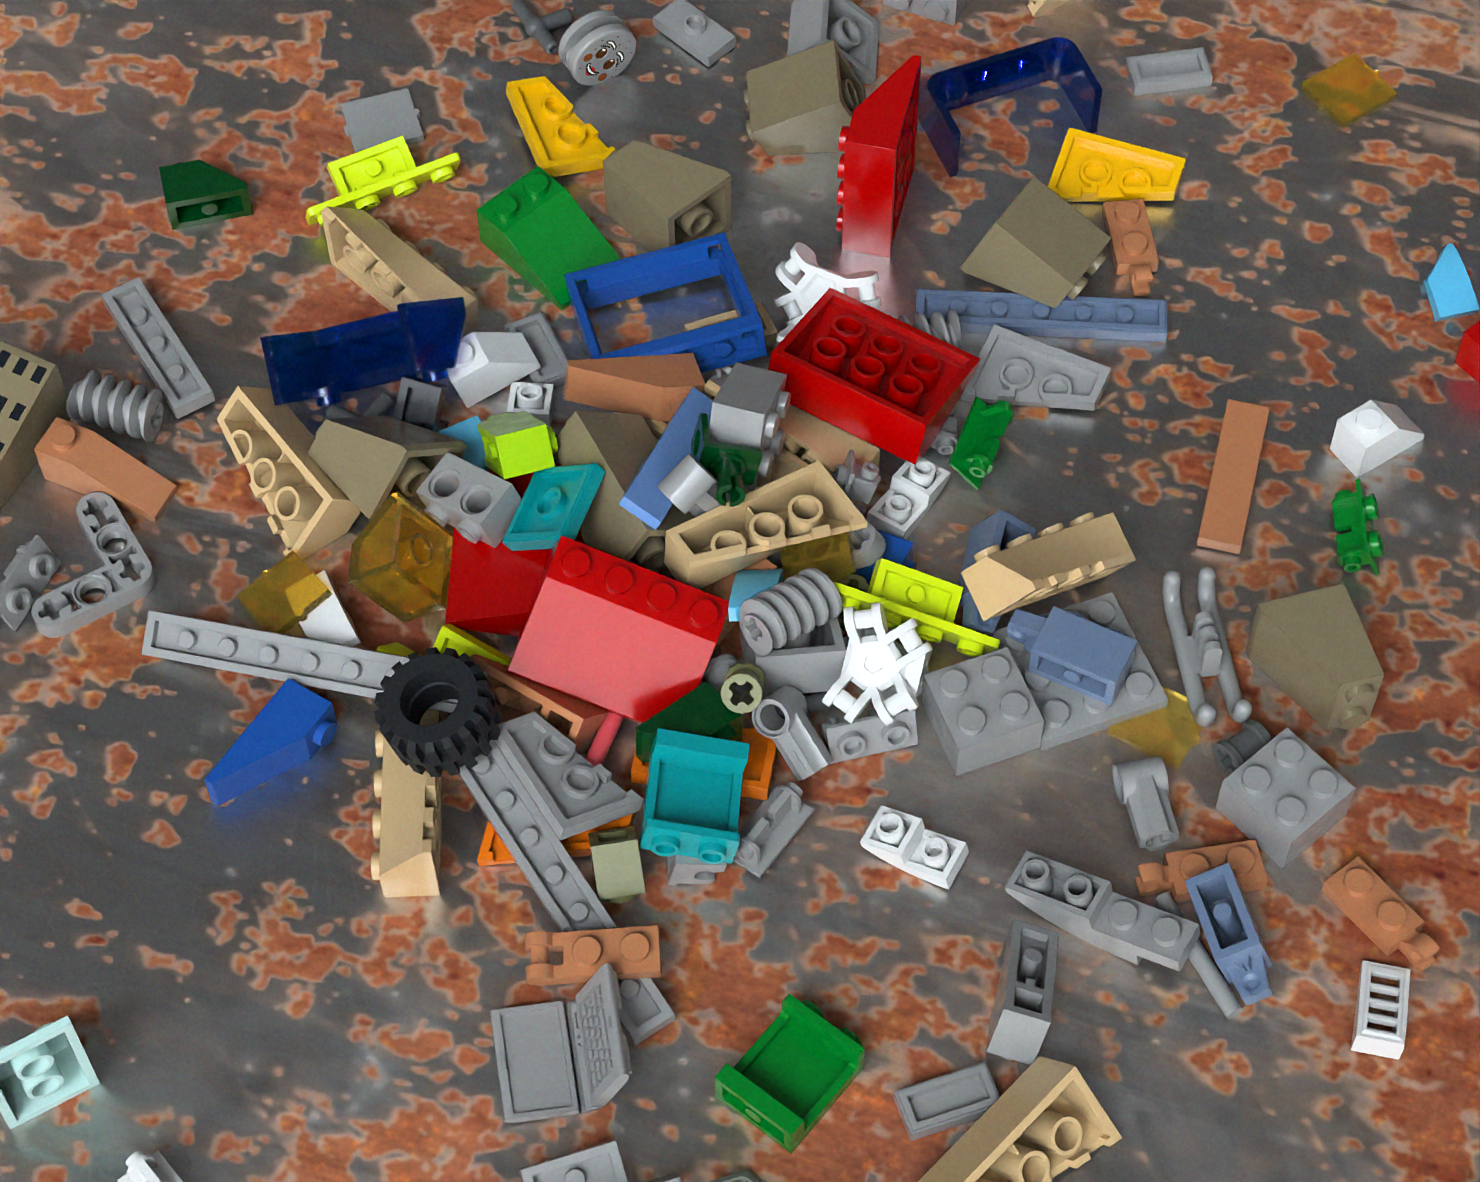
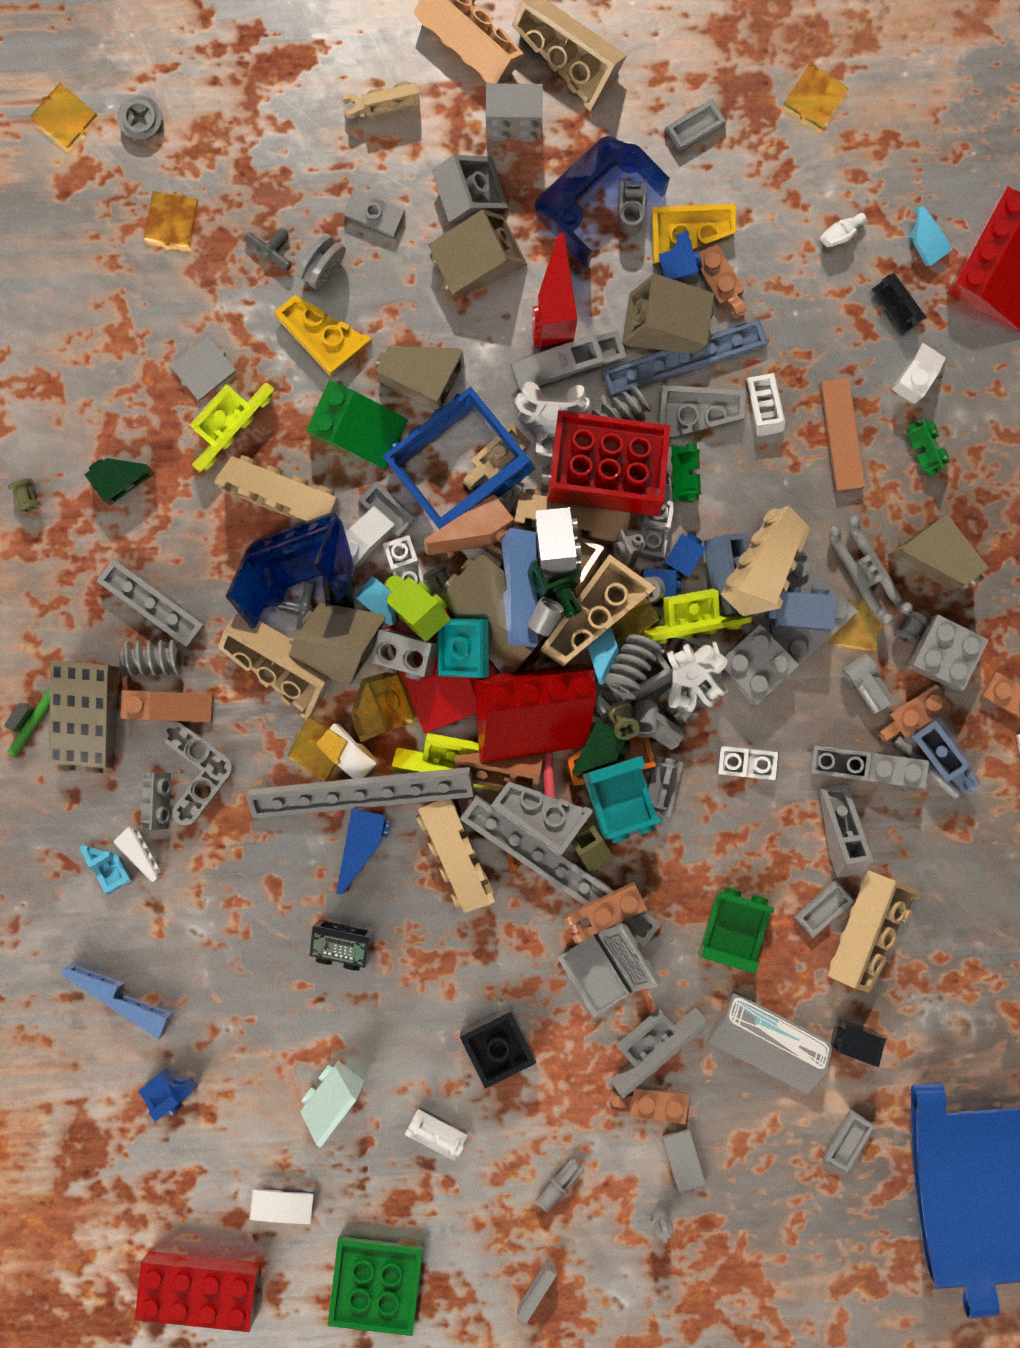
camera: 25 degrees left, 30 degrees up
(68, 175) = (24, 495): none -> olive bush
(173, 853) = (341, 944): none -> black slope
(331, 1091) = (498, 1047): none -> black brick
(421, 685) = (443, 831): black tyre -> none
(889, 250) = (569, 359): none -> light grey slope
(937, 537) = (684, 555): none -> blue brick
(1042, 123) = (631, 200): none -> light grey piece
(1083, 186) = (681, 261): none -> blue brick
(1134, 407) = (766, 422): none -> white slope
(1328, 239) = (842, 230): none -> white piece
(1377, 344) = (898, 303): none -> black hinge

